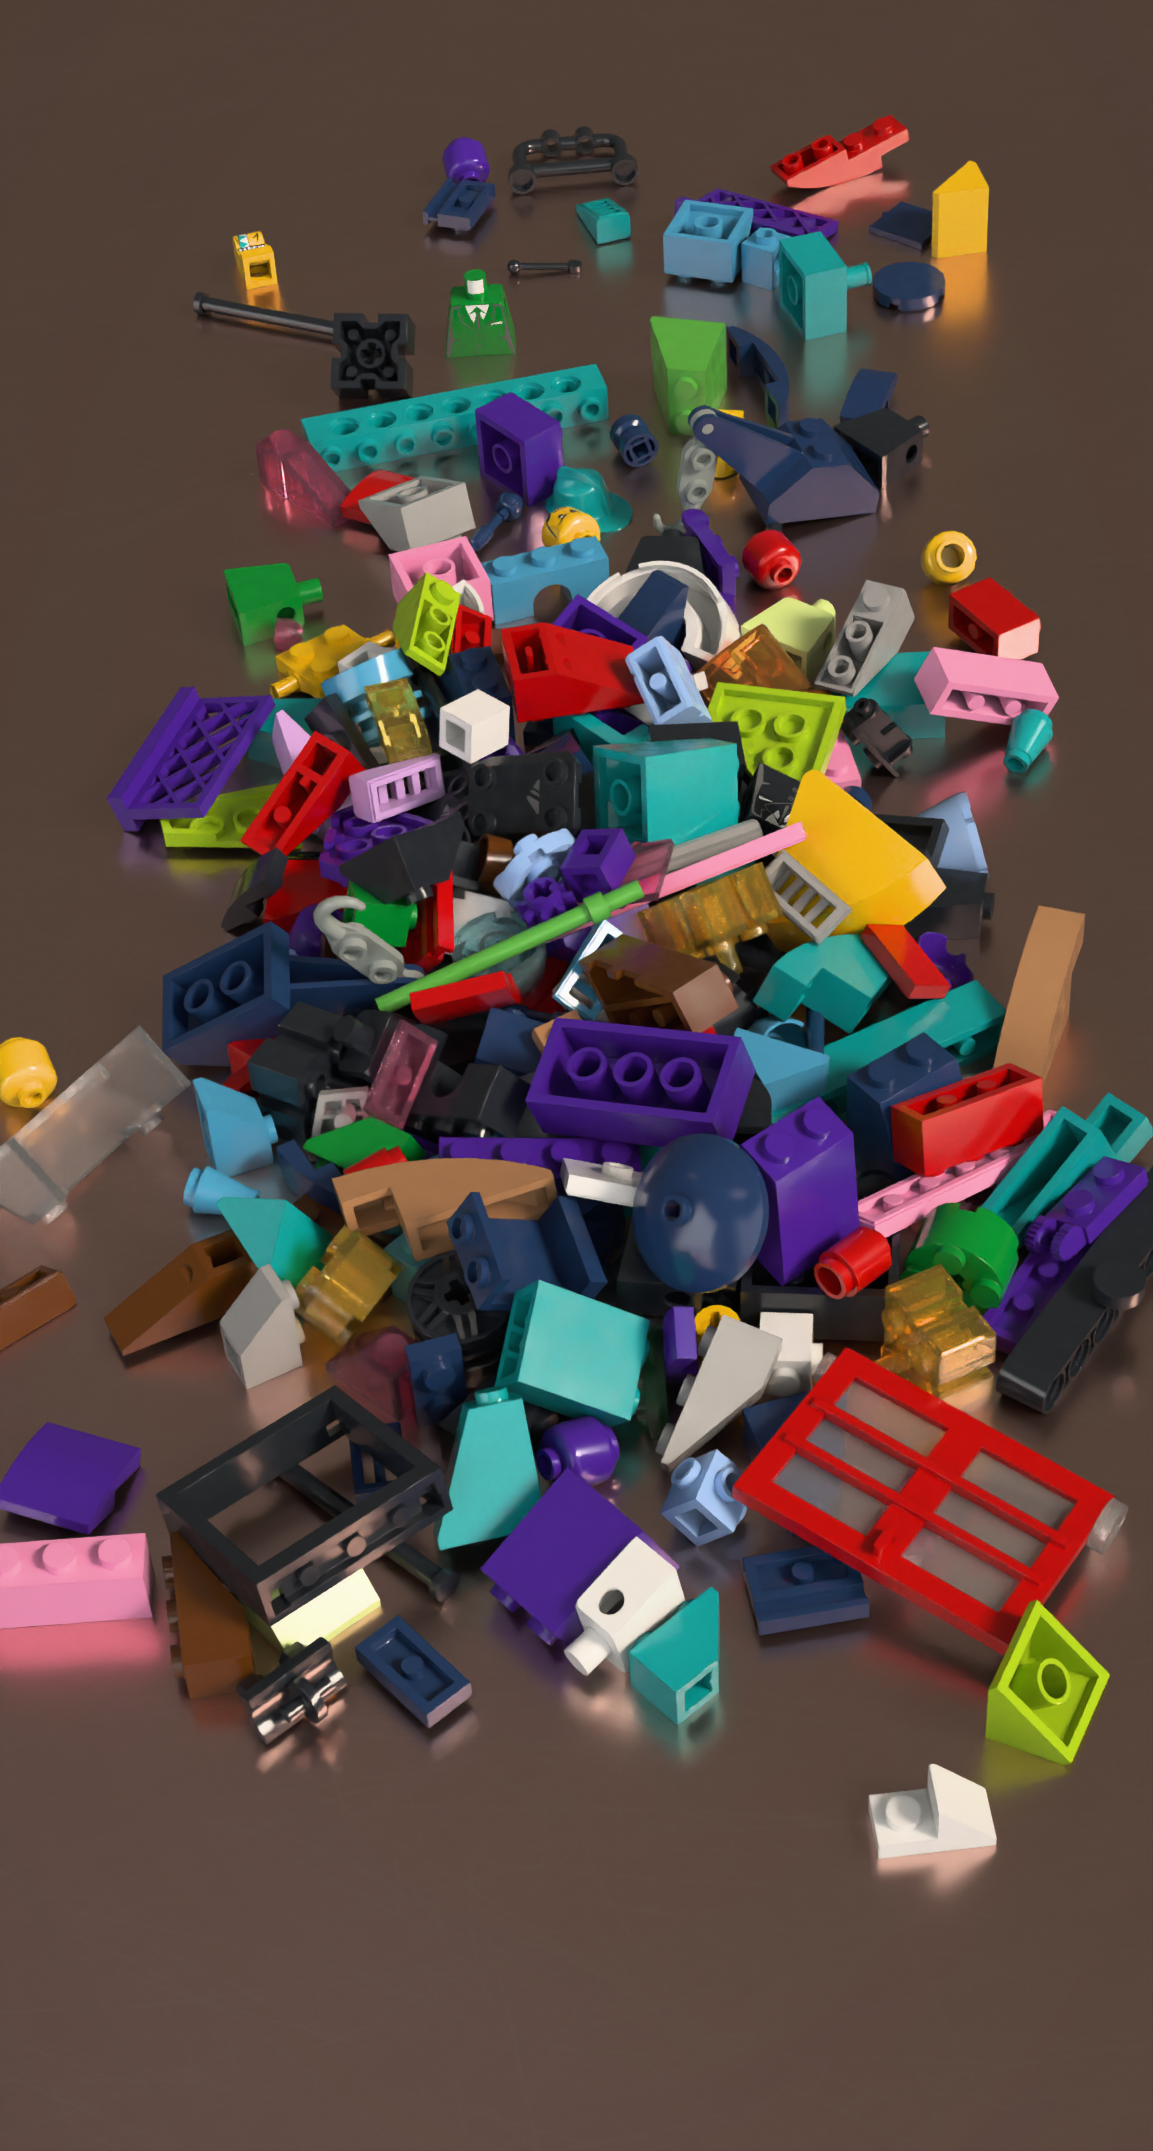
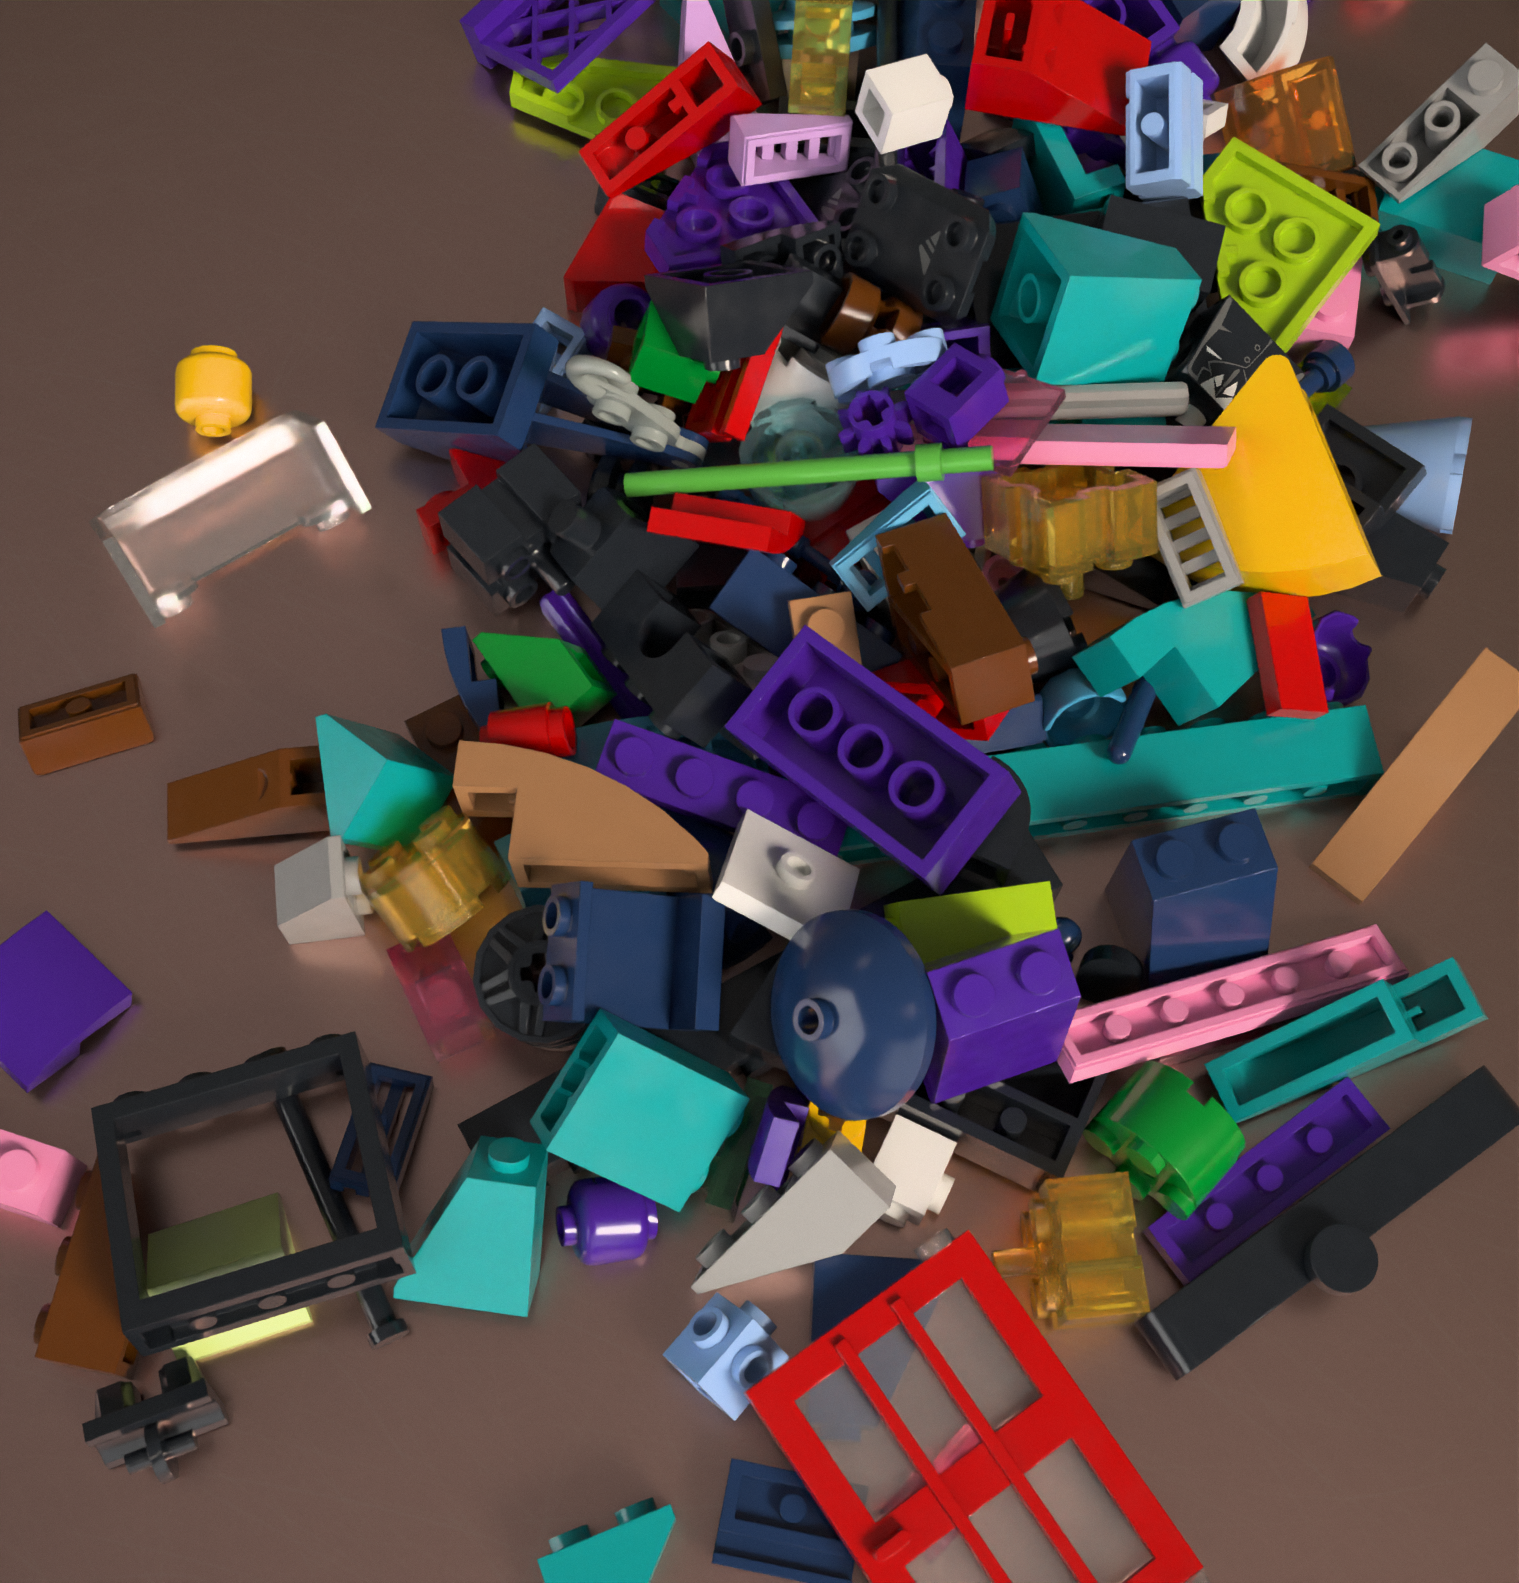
camera: 15 degrees right, 25 degrees up
(209, 1186) = (361, 656): dark azure cone -> none
(233, 1129) = (407, 575): dark azure slope -> none
(257, 882) = (574, 224): black slope -> none
(338, 1109) = (535, 610): light grey piece -> none
(400, 1075) = (610, 600): clear pink slope -> none
(413, 1671) = (300, 1450): dark blue plate -> none
(435, 1378) = (481, 1059): dark blue plate -> none
(560, 1554) = (541, 1386): dark purple slope -> none
(622, 1604) = (584, 1484): white torso -> none
(786, 1069) = (1059, 769): dark azure slope -> none
(801, 629) = (1374, 63): yellowish green torso -> none
(853, 1263) = (1024, 1122): red brick -> none
(967, 1119) = (1258, 945): red brick -> none
(1087, 1208) = (1355, 1118): dark purple hinge -> none

